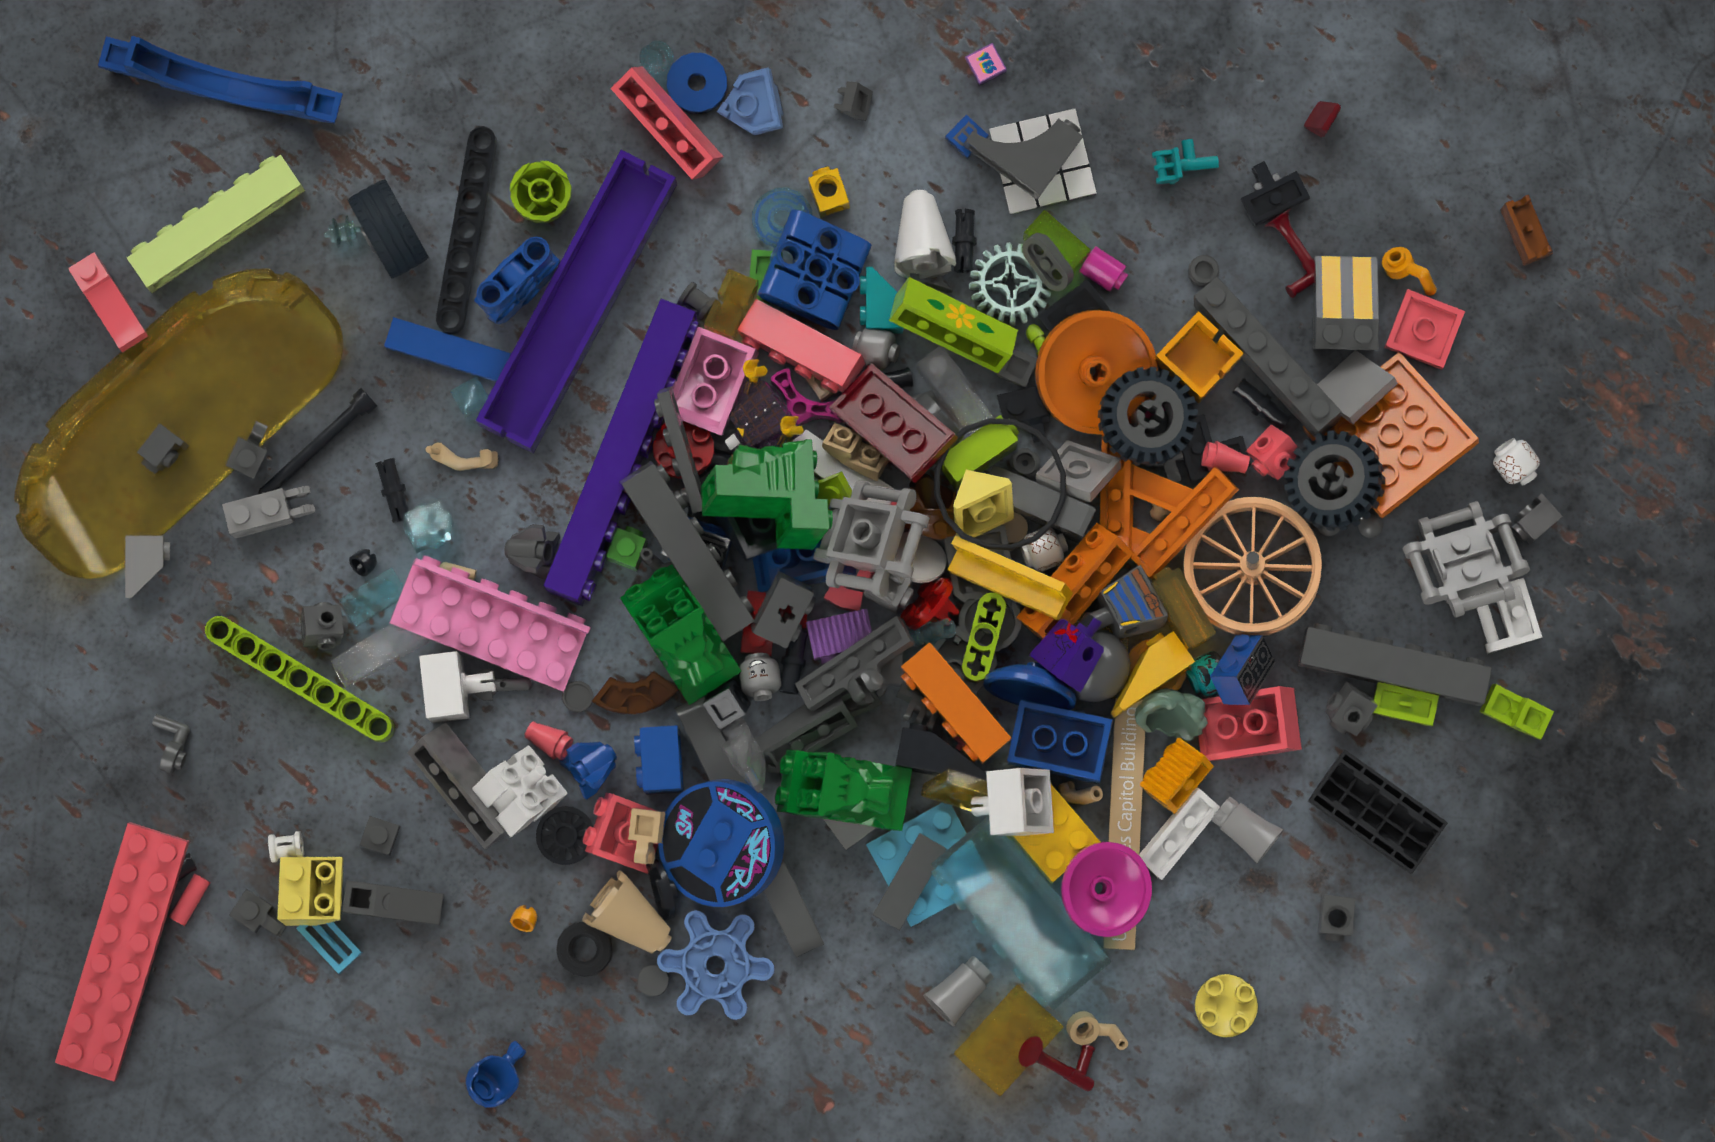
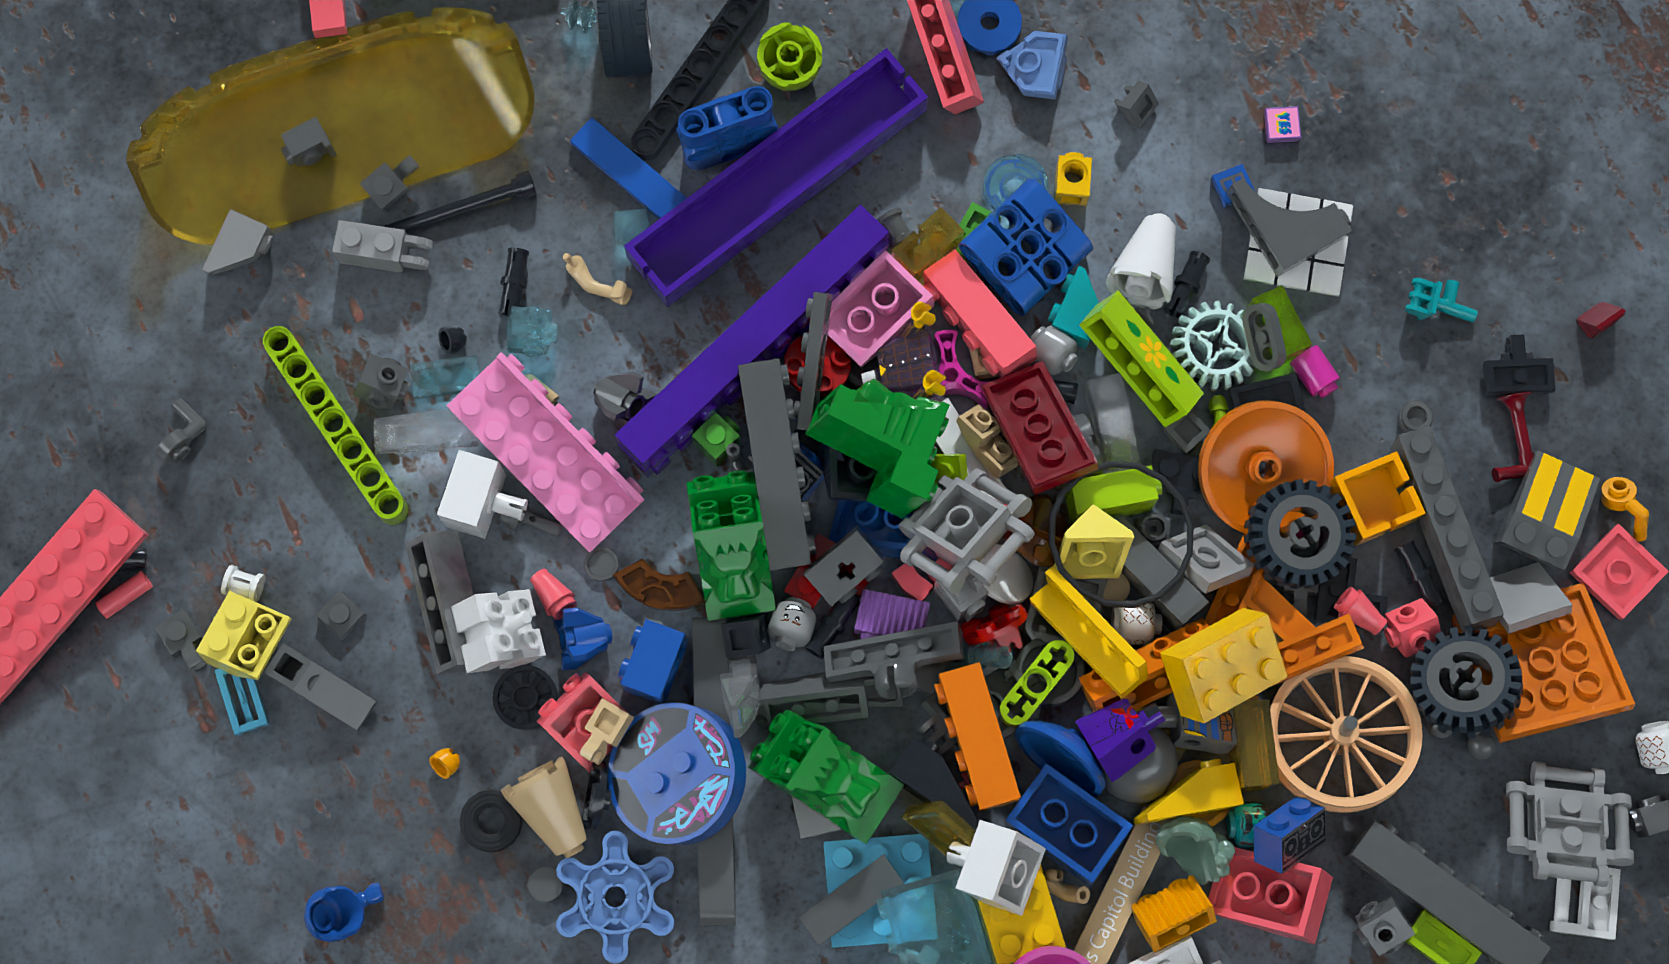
camera: 20 degrees right, 5 degrees down
(1129, 556) = (1224, 665): none -> yellow brick

